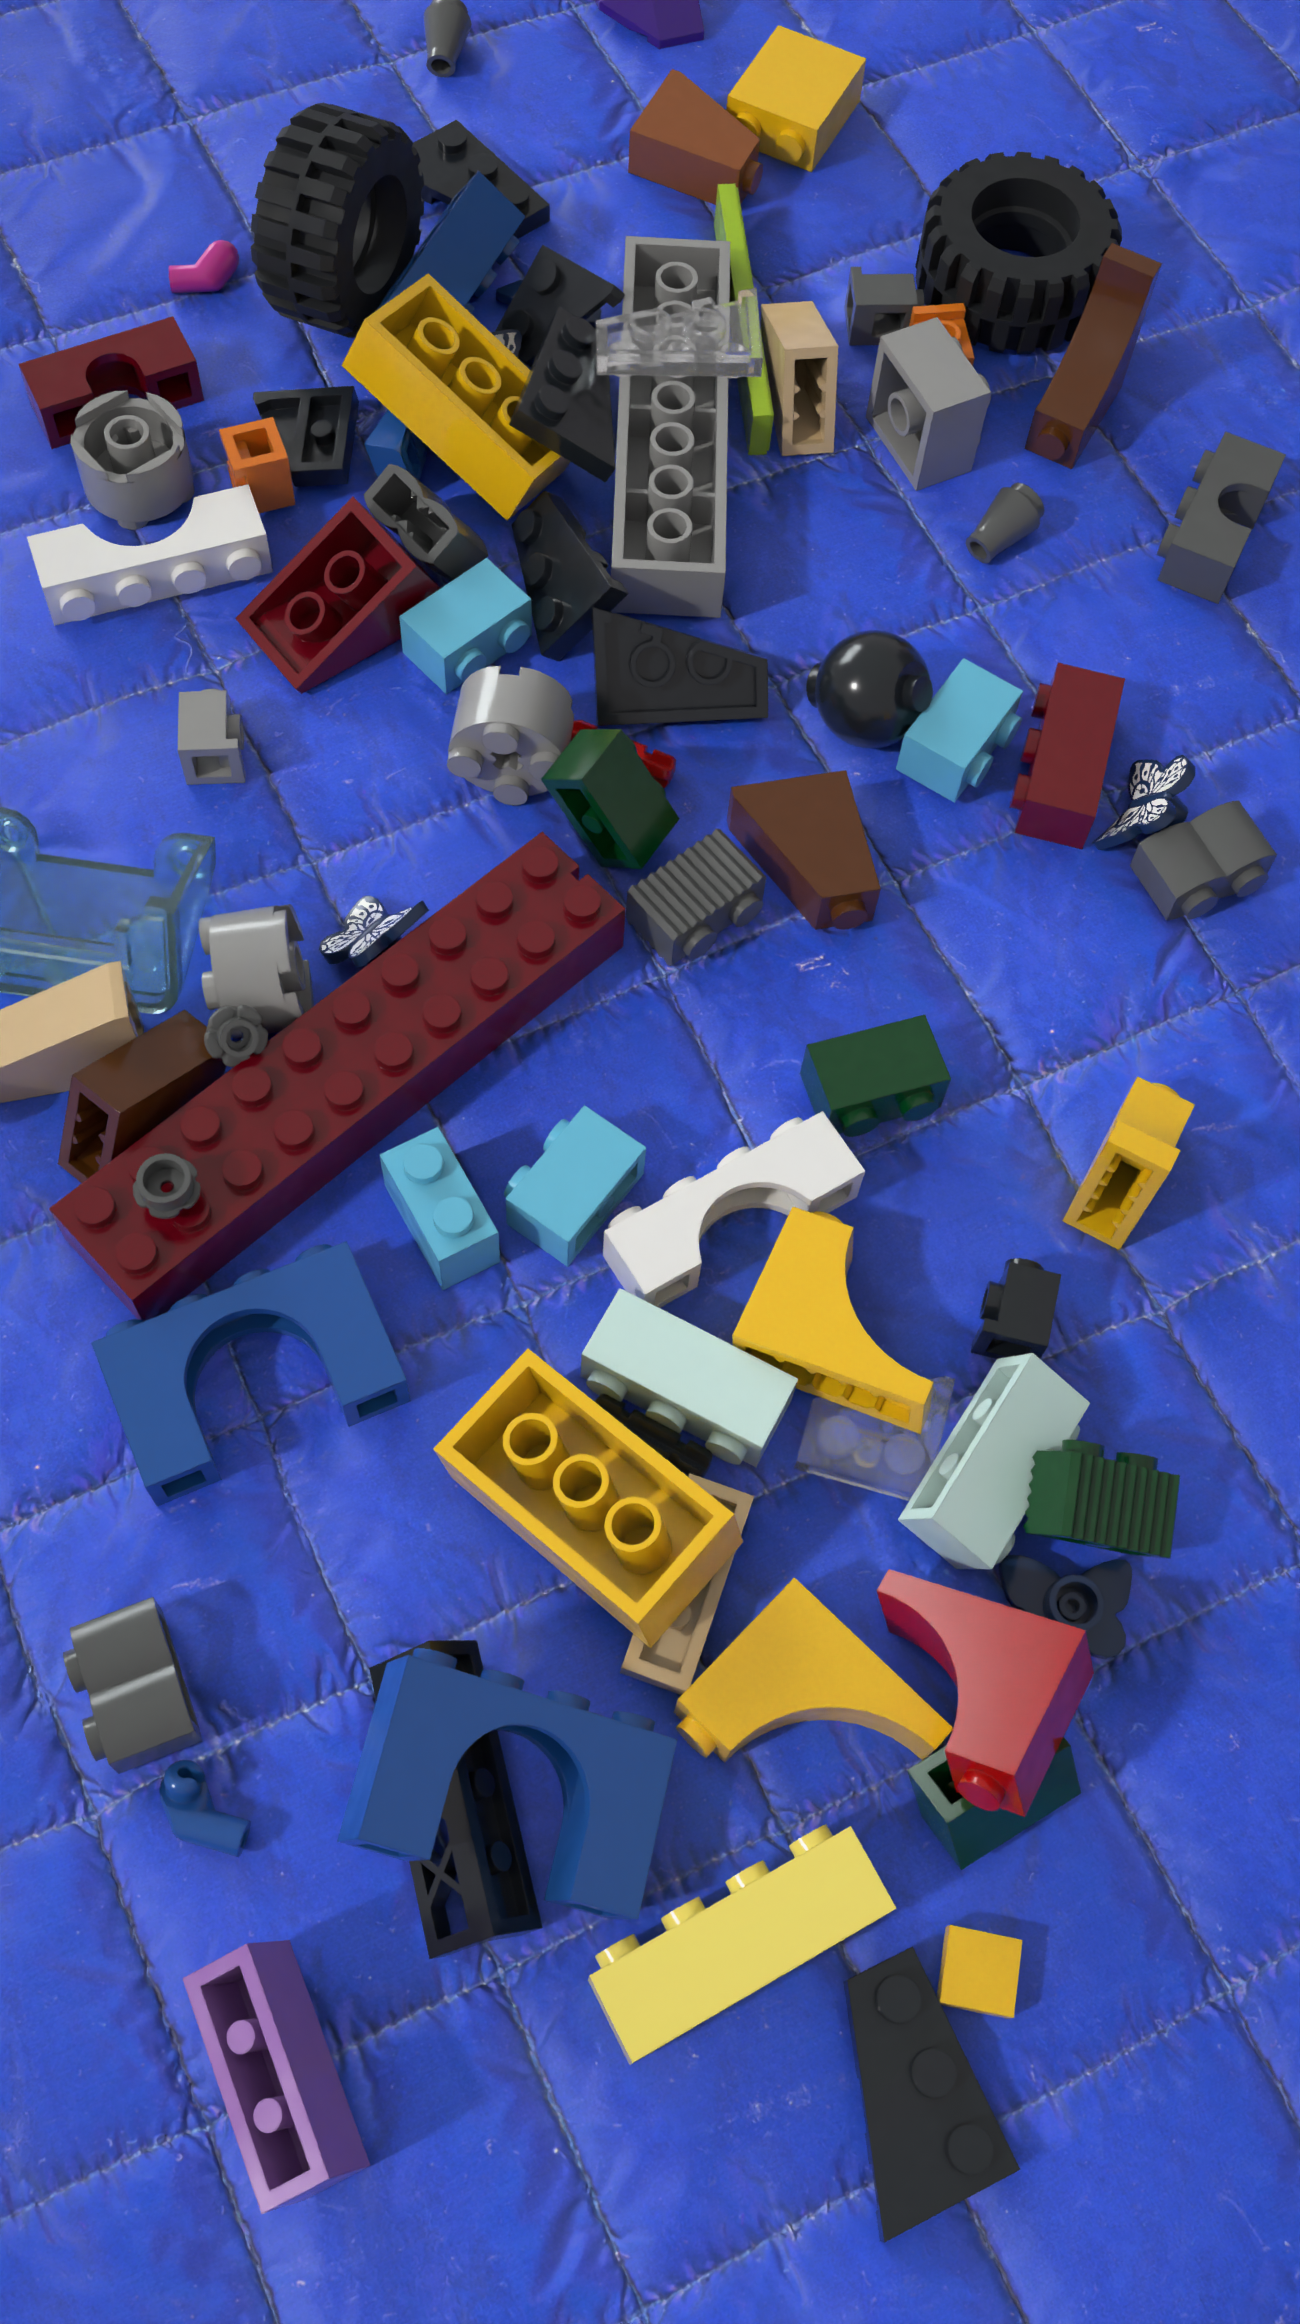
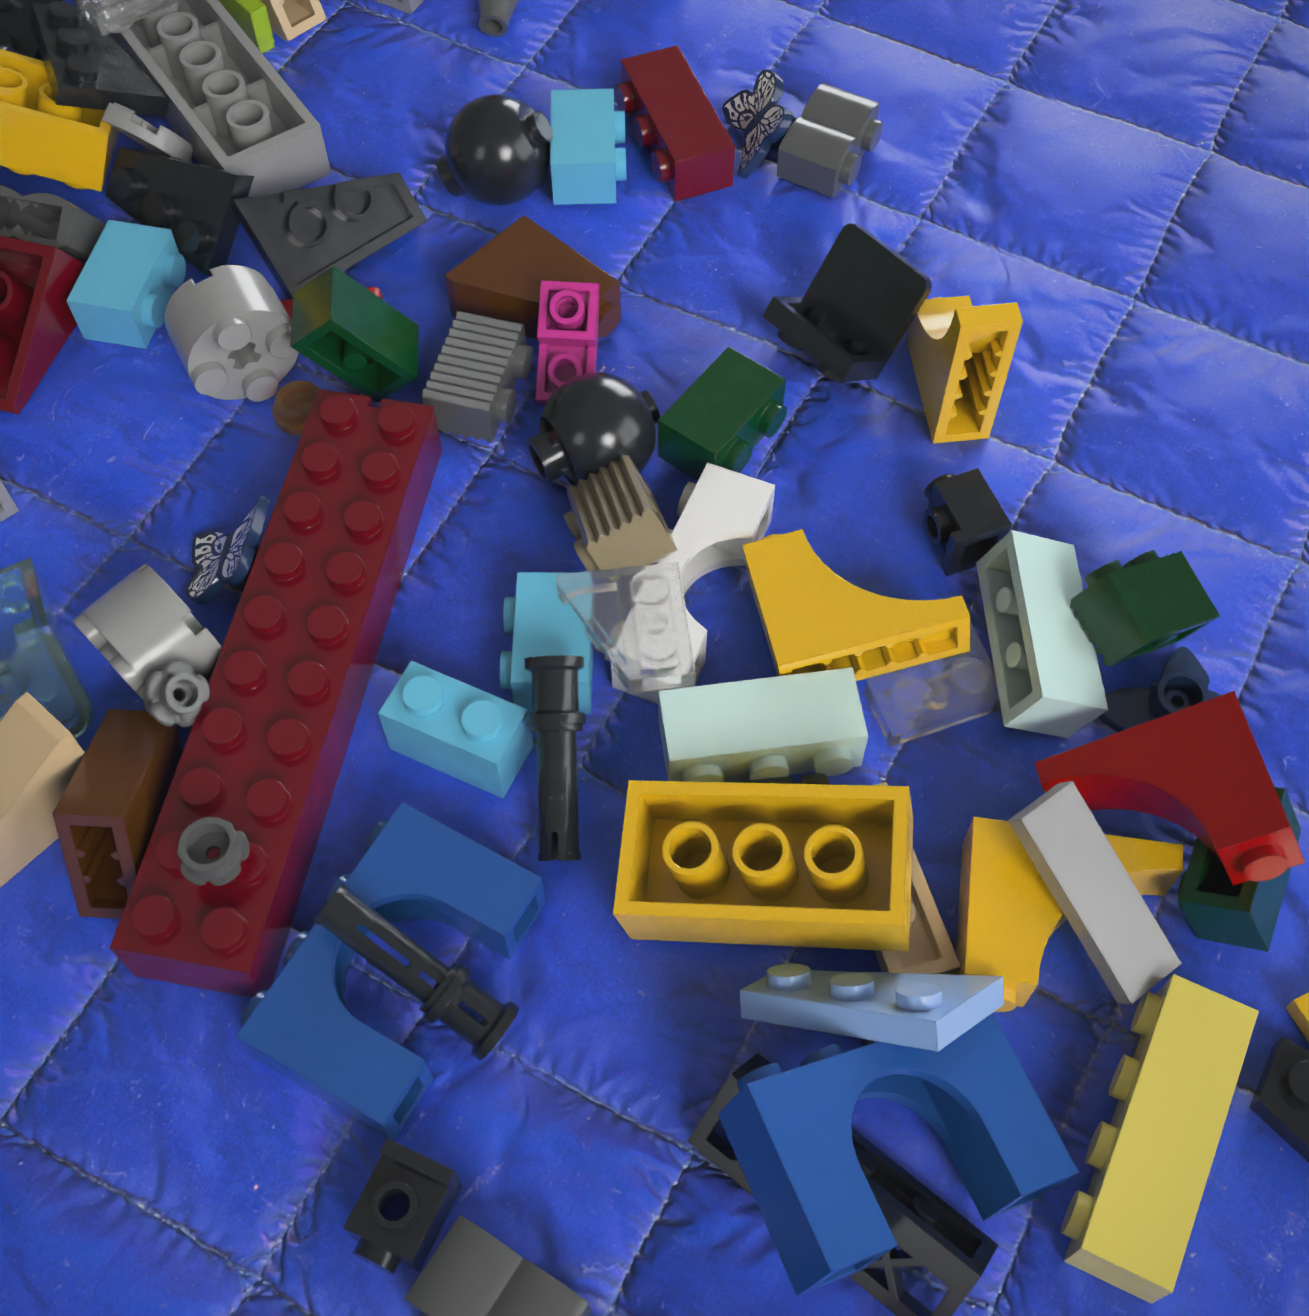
camera: 30 degrees left, 5 degrees down
(142, 1571) = (431, 1195): none -> black brick
(268, 1417) = (343, 916): none -> black pin
(512, 1259) = (555, 722): none -> black pin
(524, 825) = (293, 406): none -> clear orange plate
(576, 495) = (155, 140): none -> light grey tile
(583, 1673) = (874, 1006): none -> light blue wing
(644, 1216) = (636, 621): none -> clear wing
(704, 1115) = (617, 519): none -> dark tan brick
(752, 1019) = (591, 424): none -> black brick
(793, 919) = (566, 334): none -> dark pink slope
(836, 1712) = (1095, 892): none -> light grey tile
(1076, 1050) = (853, 307): none -> black bracket

